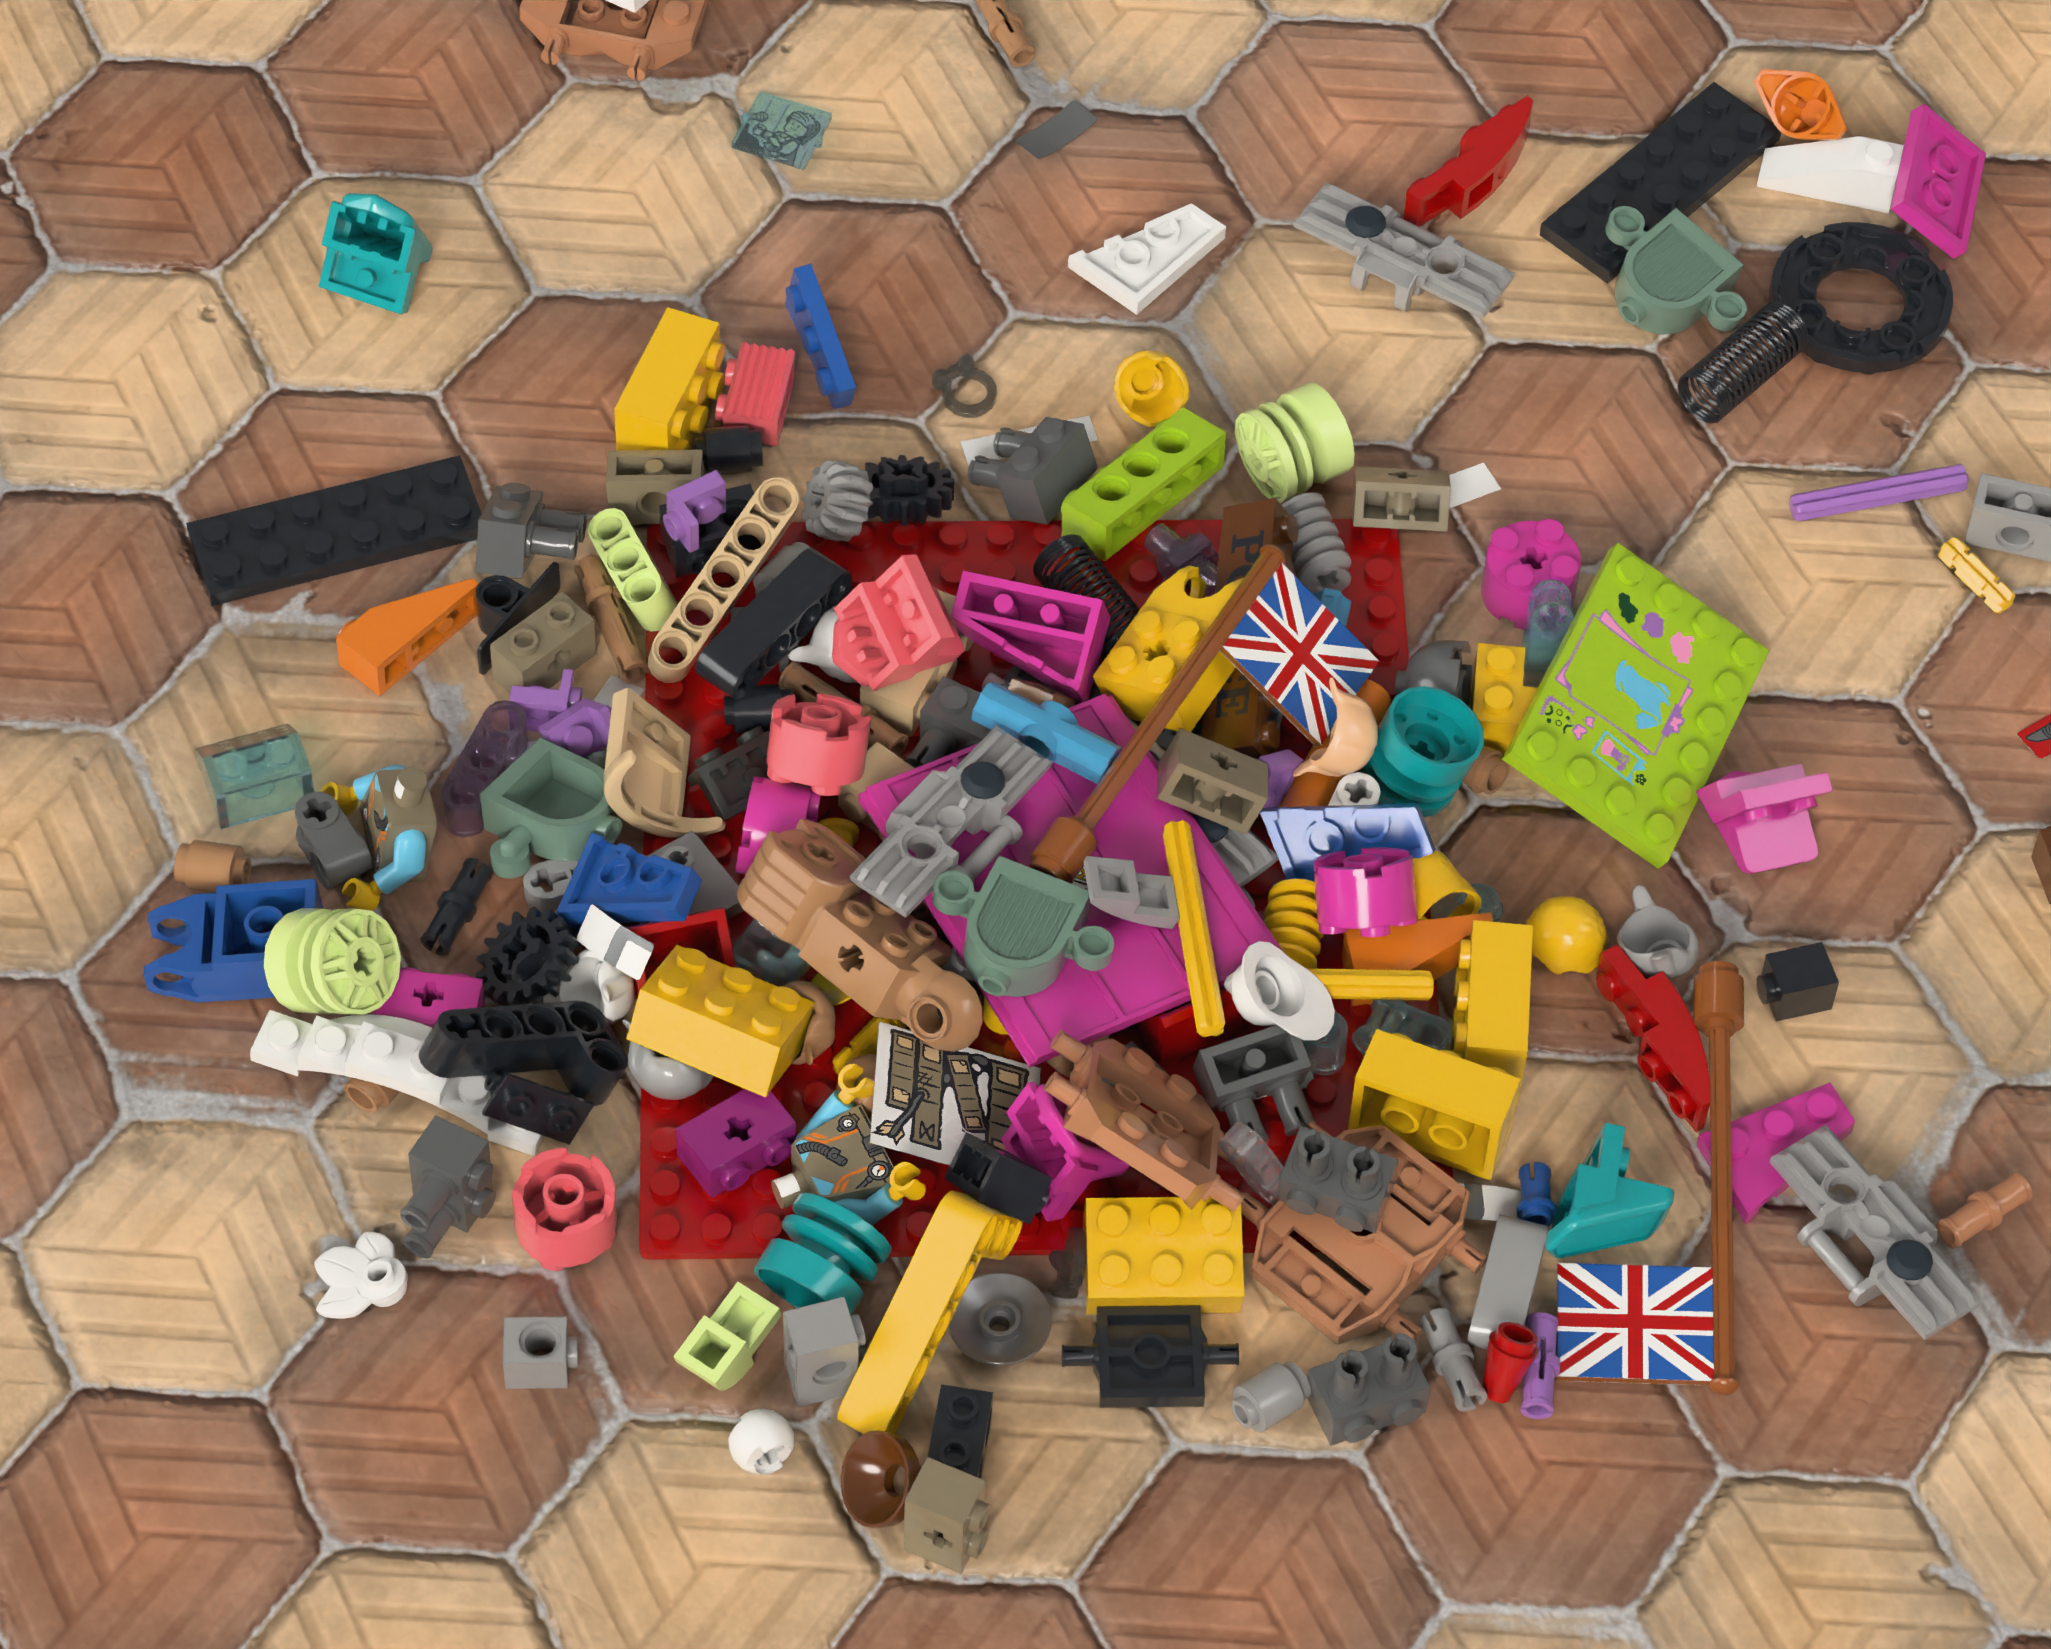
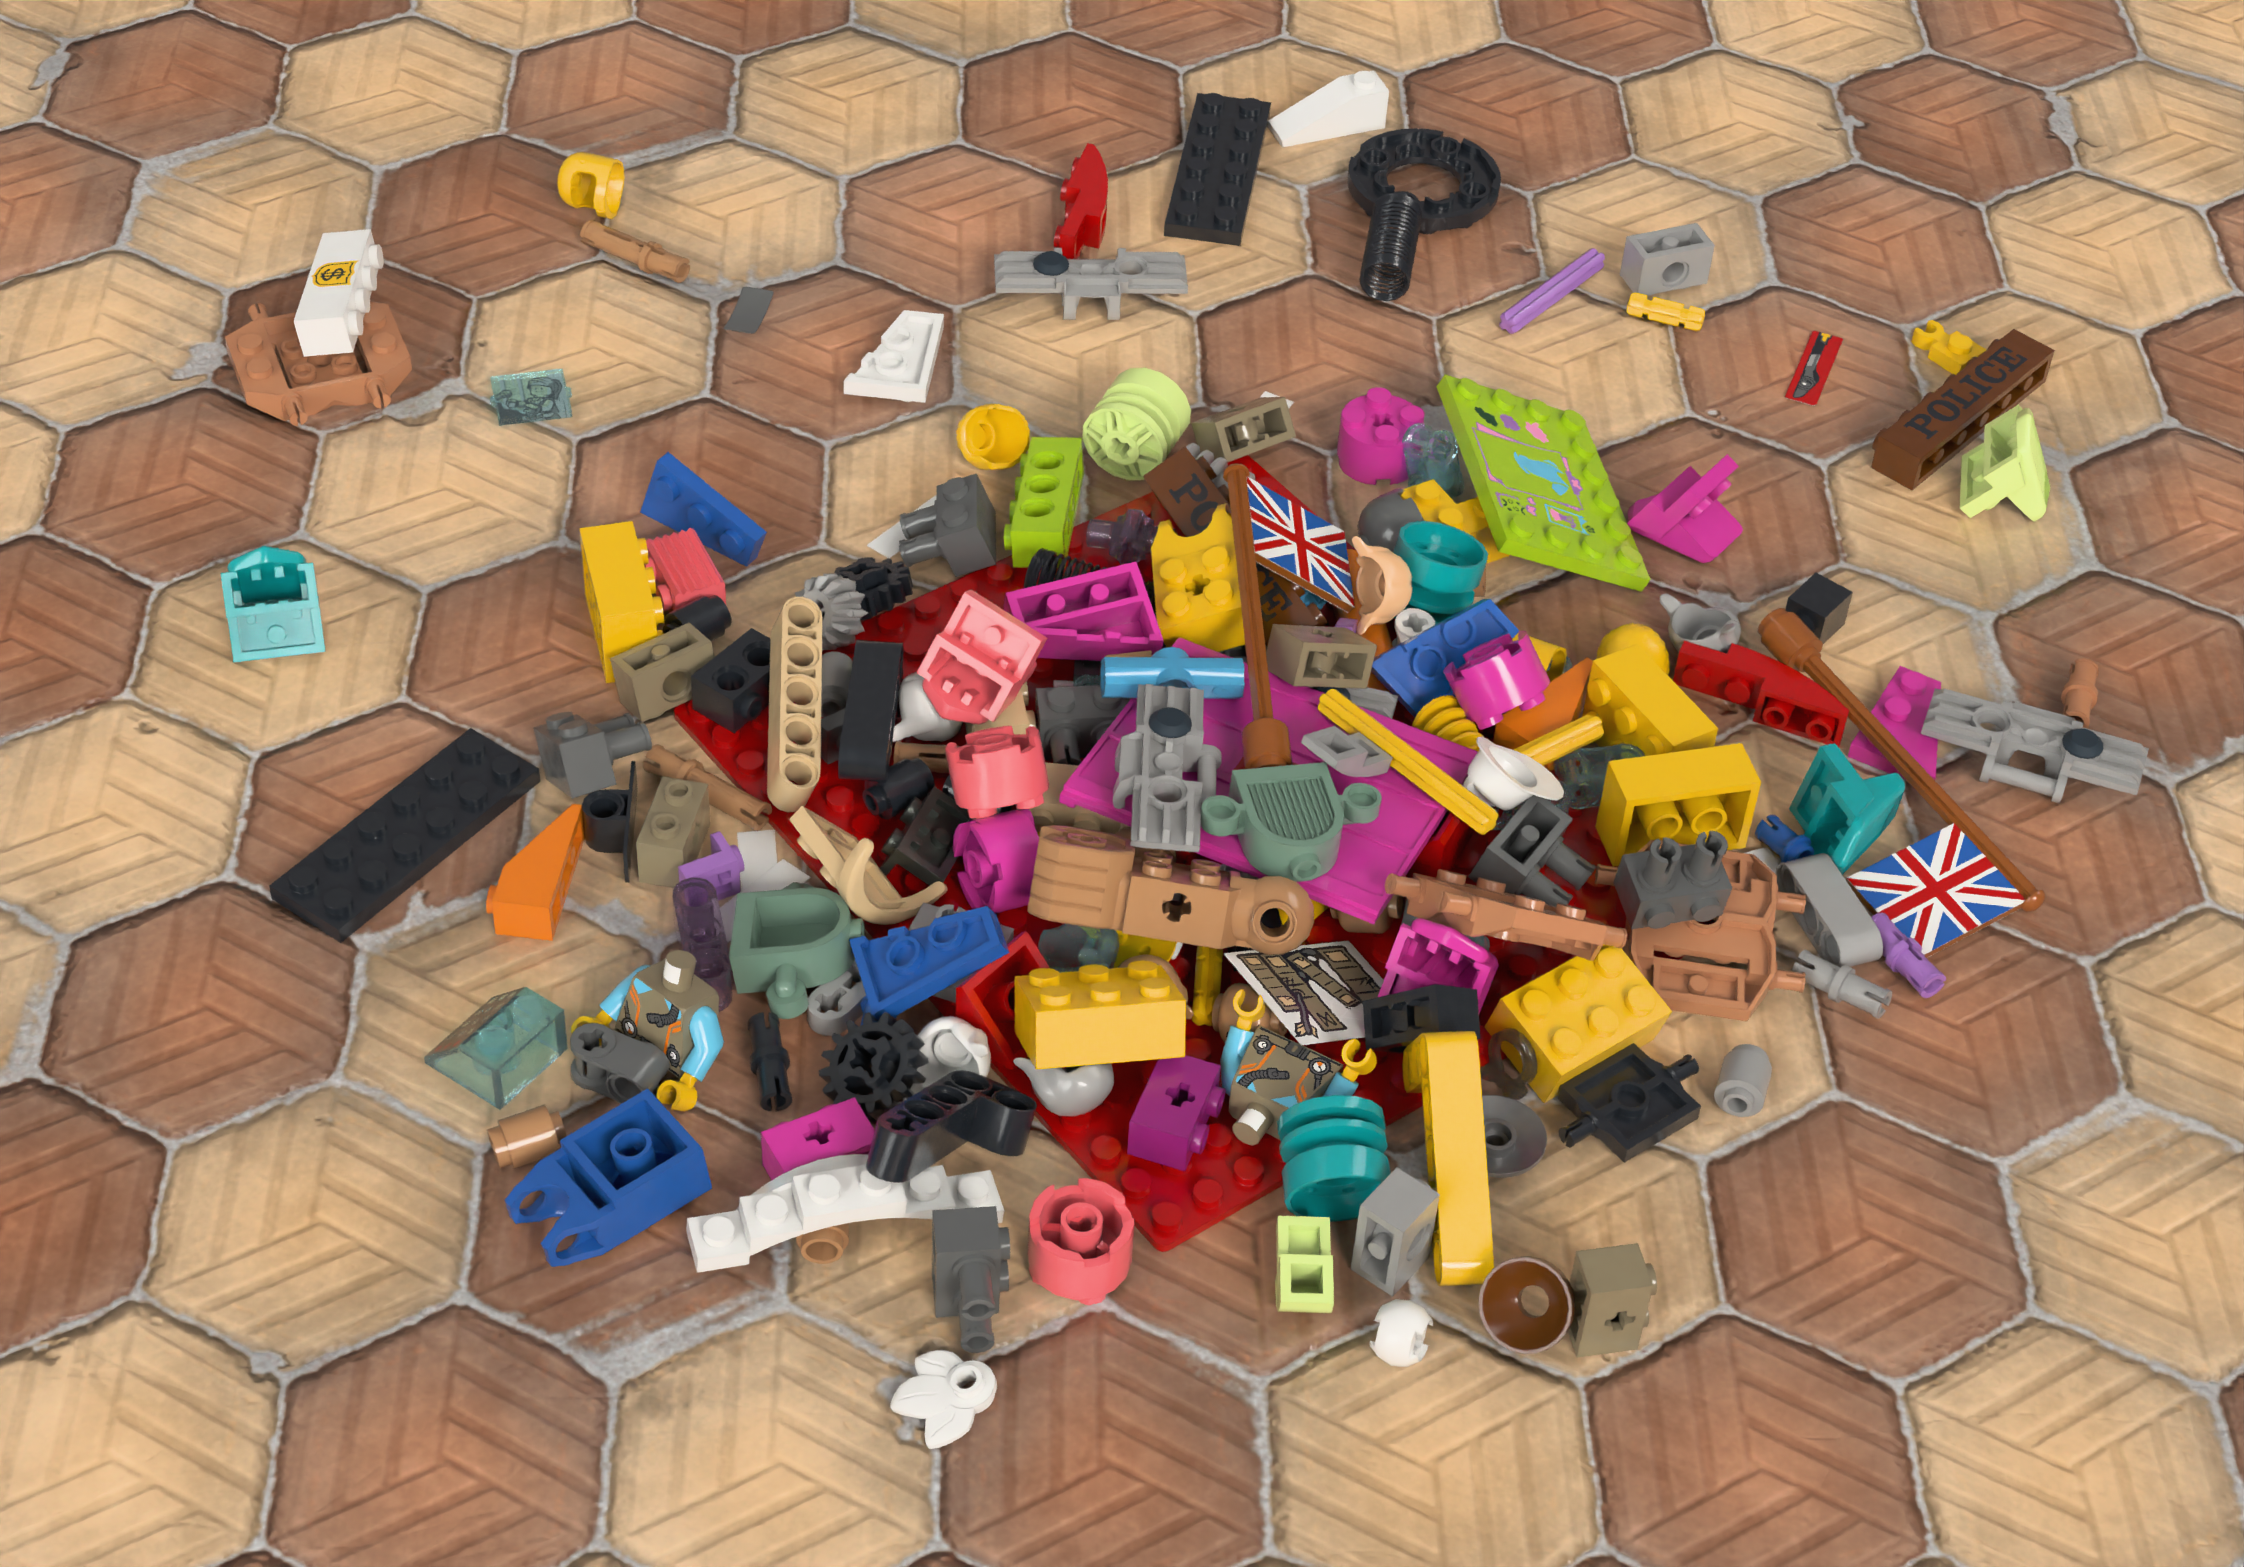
camera: 35 degrees left, 10 degrees down
(332, 961) = (724, 1142): yellowish green wheel -> none
(530, 1334) = (1149, 1386): light grey brick -> none
(534, 1106) = (985, 1171): black hinge -> none
(579, 728) = (766, 868): medium lavender bracket -> none
(614, 943) = (953, 1005): white sticker -> none
(632, 568) = (695, 734): yellowish green beam -> none
(694, 505) = (731, 659): medium lavender bracket -> none
(962, 1428) = (1550, 1229): black brick -> none
(965, 367) = (827, 492): clear smoke piece -> none
(1253, 1161) = (1594, 899): clear beam -> none
(1368, 1390) = (1813, 1032): dark grey brick -> none
(1508, 1359) = (1889, 956): red cone -> none
(1673, 274) = (1291, 213): sand green piece -> none
(1801, 105) = (1281, 75): orange hat -> none
(1938, 181) = (1411, 88): dark pink plate -> none

